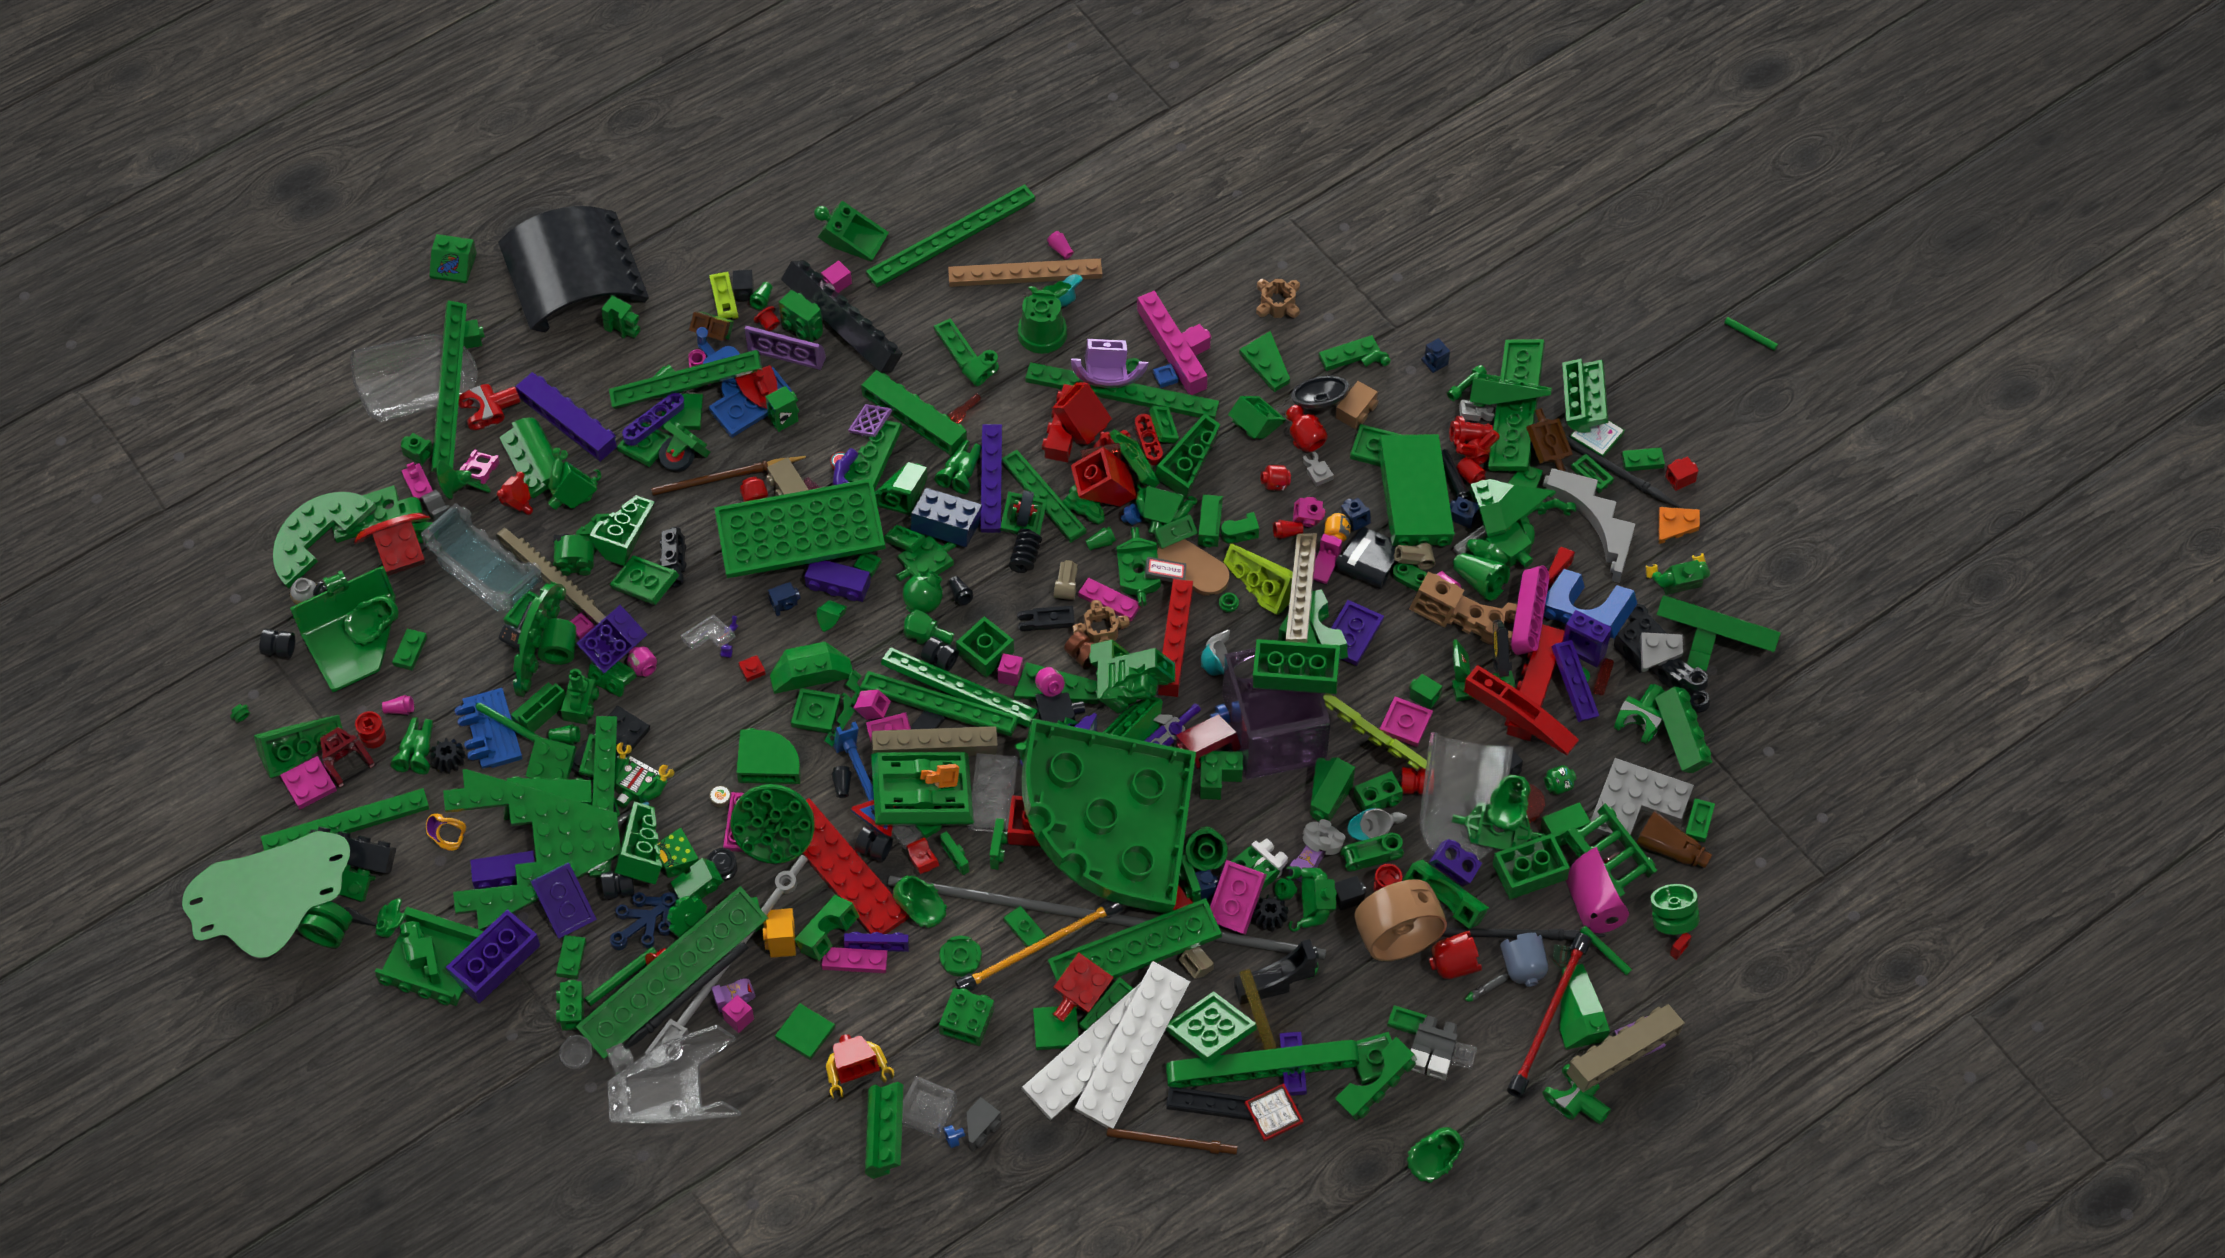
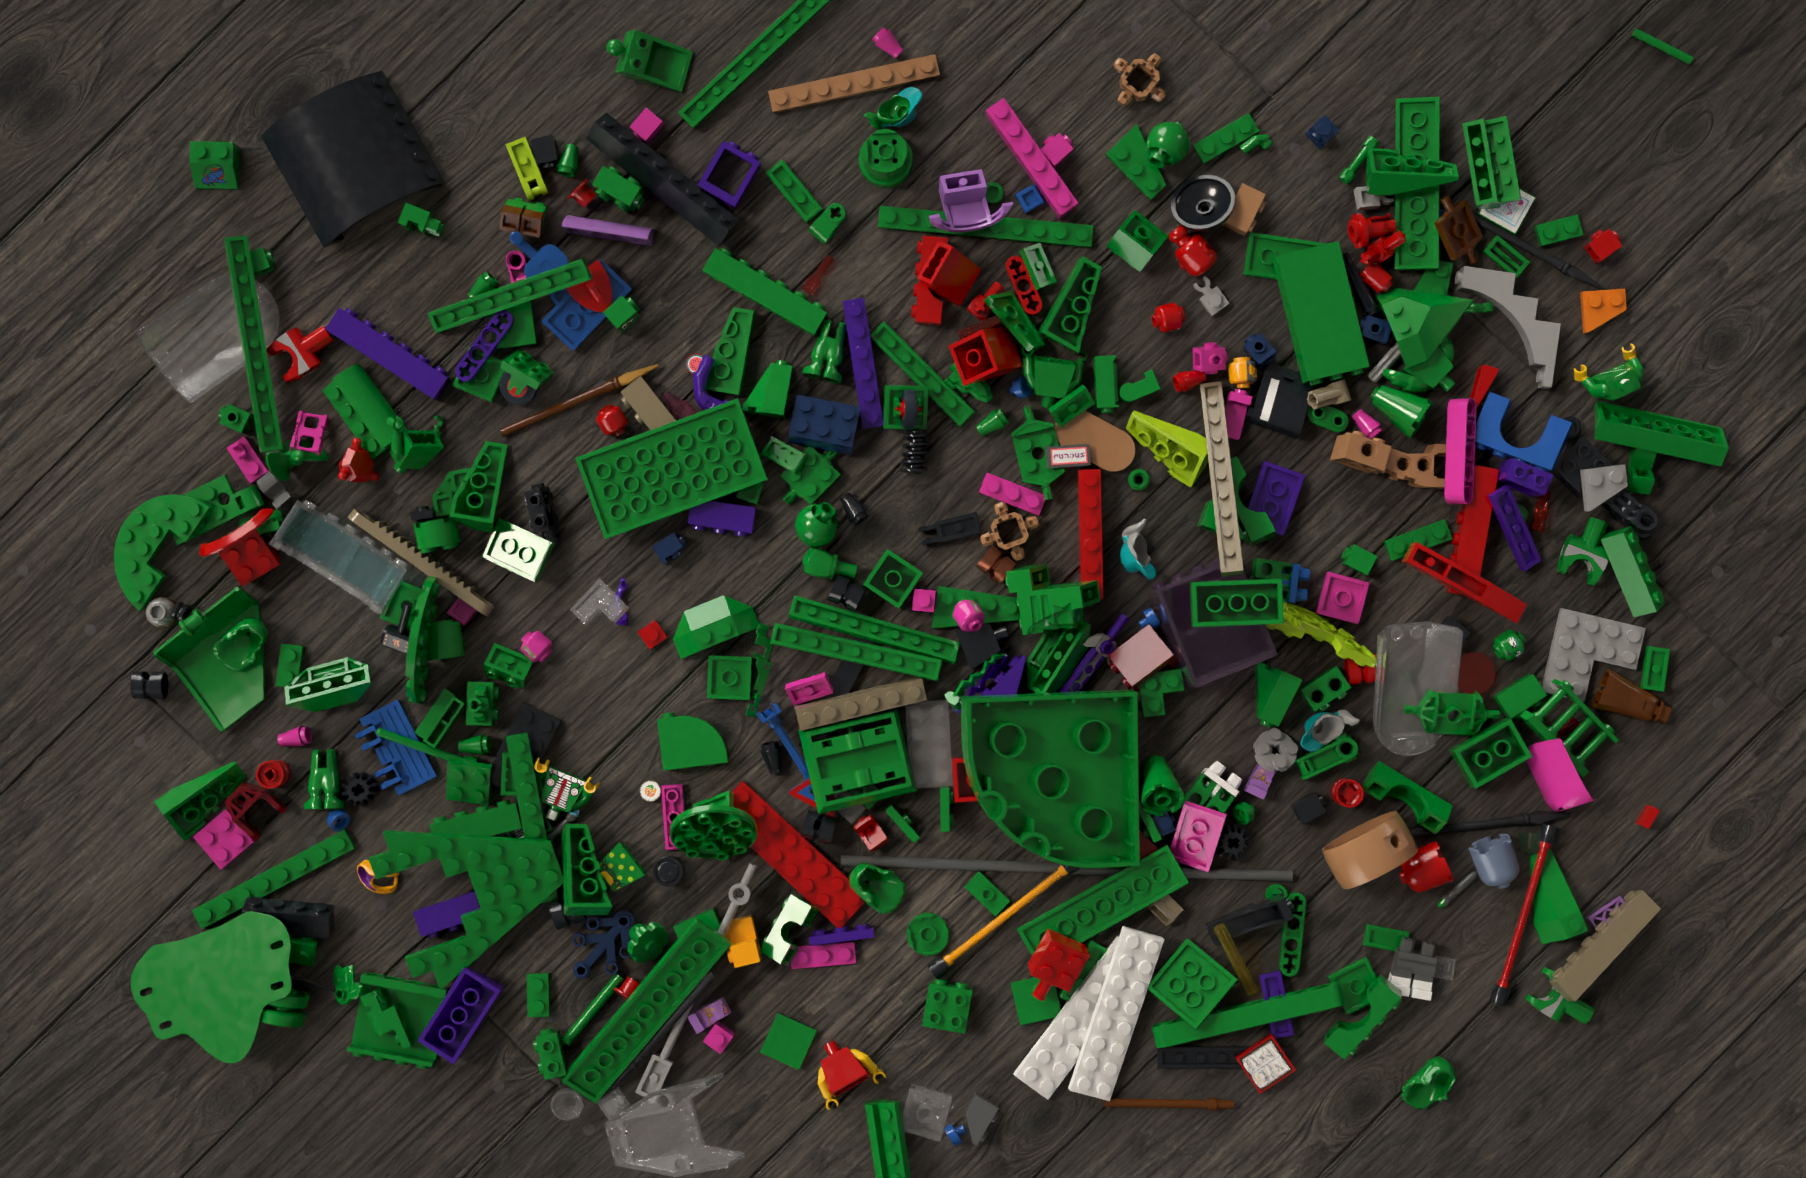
camera: 10 degrees left, 30 degrees up
(240, 713) = (132, 771): green plate -> none
(420, 778) = (338, 820): none -> blue tile
(442, 667) = (328, 685): none -> green wedge
(563, 900) = (517, 944): dark purple plate -> none
(611, 639) = (499, 635): dark purple slope -> none
(699, 882) = (649, 901): green brick -> none
(830, 614) = (722, 559): green tile -> none
(861, 416) = (736, 299): medium lavender window -> none
(872, 704) = (787, 665): dark pink brick -> none
(905, 339) = (719, 194): none -> dark purple window
(944, 776) = (880, 751): orange plate -> none
(1066, 586) = (964, 484): dark tan piece -> none
(1295, 344) = (1167, 144): none -> green brick
(1317, 896) = (1279, 823): green torso -> none
(1319, 1004) = (1296, 934): none -> green beam
(1354, 695) = (1289, 574): none -> hips
(1453, 867) = (1413, 763): dark purple brick -> none
(1460, 661) = (1392, 521): green slope -> none
(1501, 649) = (1435, 508): black container -> none
(1509, 802) = (1462, 705): green piece -> none
(1606, 951) = (1573, 833): green bar -> none
(1675, 909) = (1641, 784): green wheel -> none

